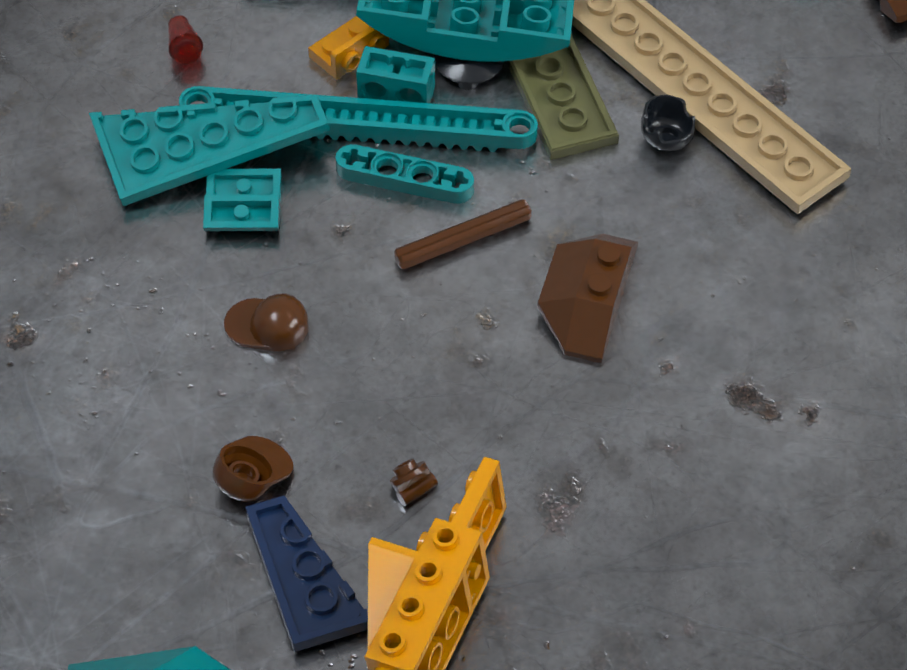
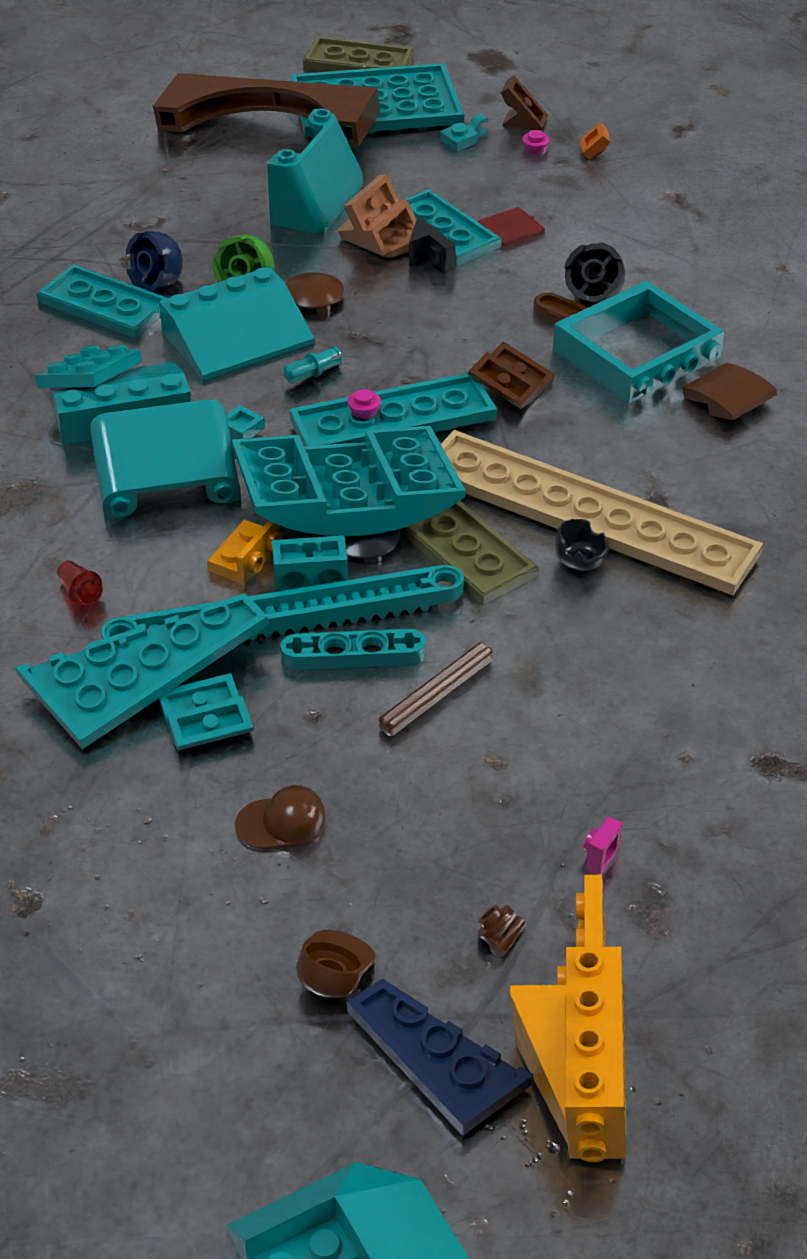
camera: 20 degrees left, 10 degrees down
(539, 430) = (602, 845): none -> dark pink plate
(586, 292) = (582, 711): reddish brown wedge -> none

